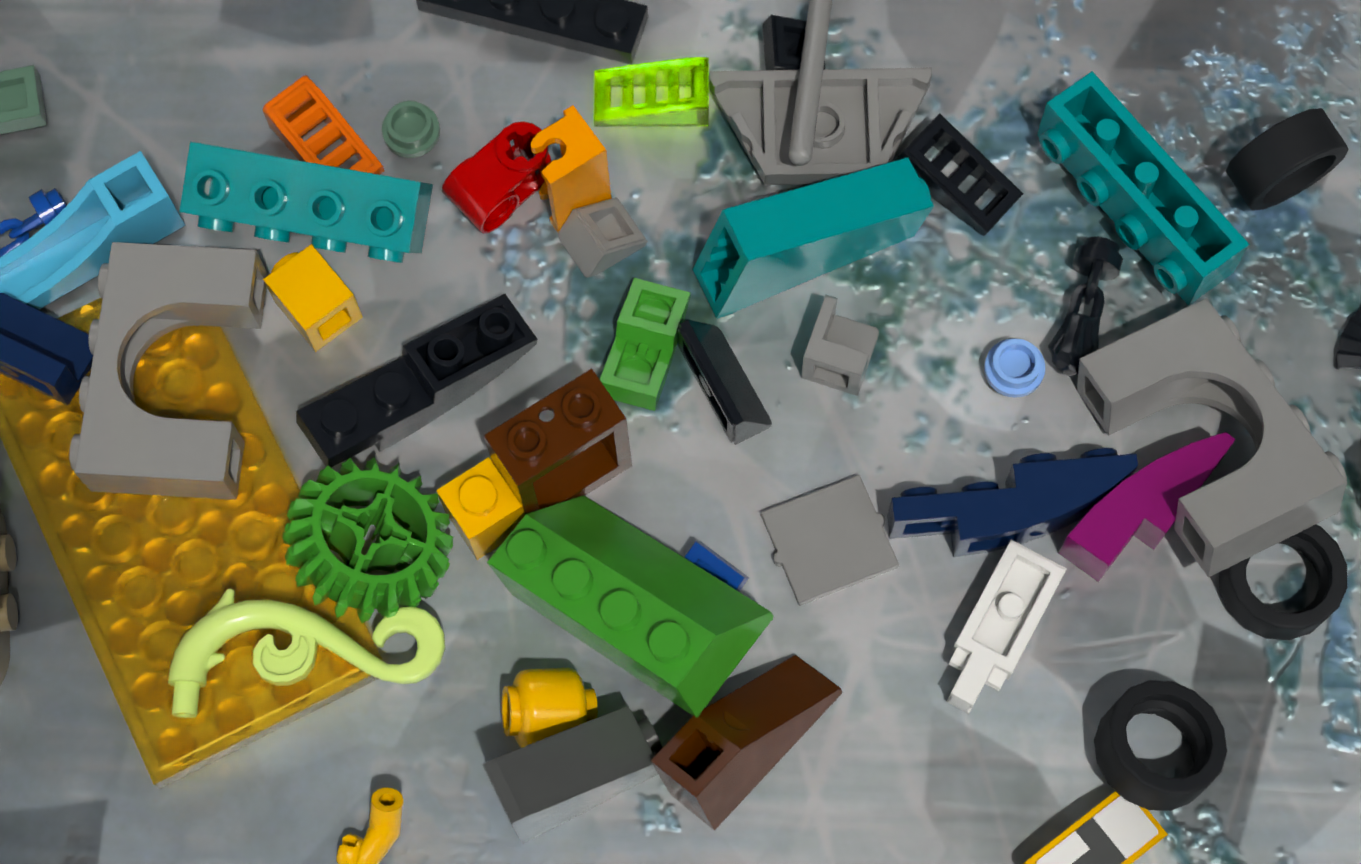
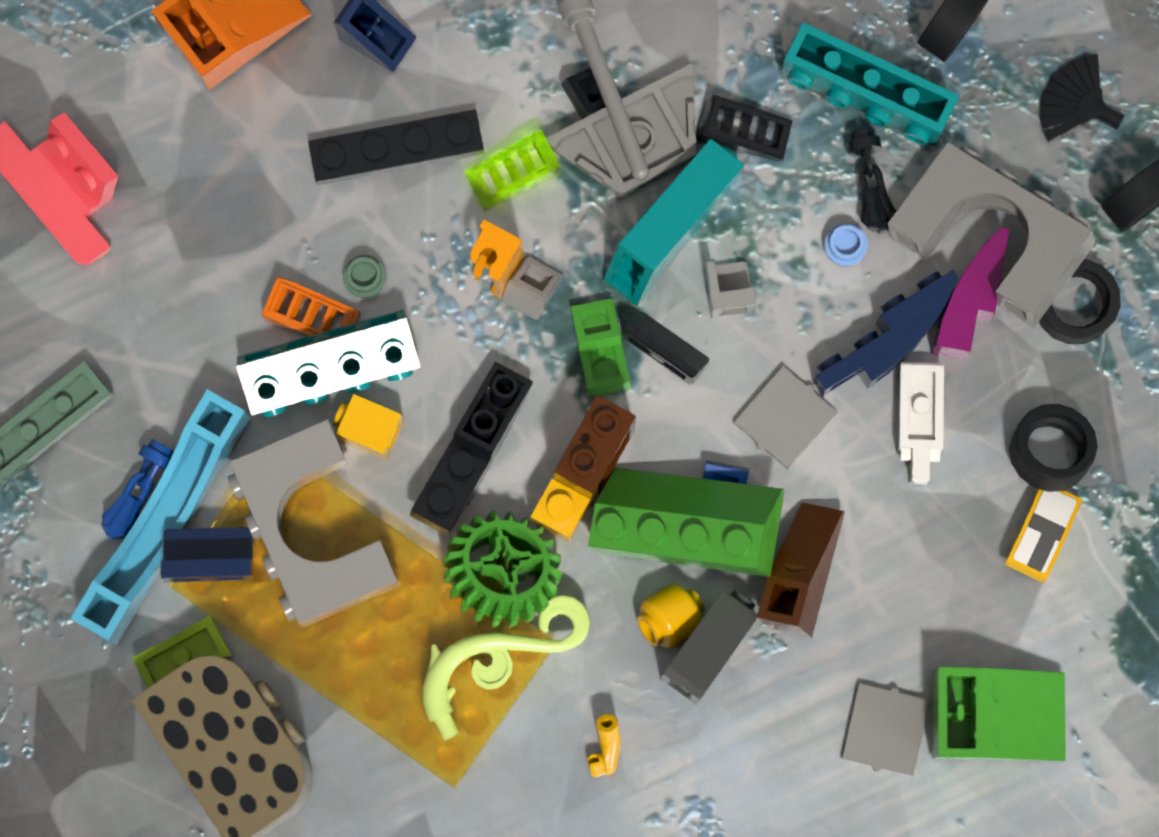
camera: 30 degrees left, 10 degrees up
(494, 181) = (444, 288): red piece -> none

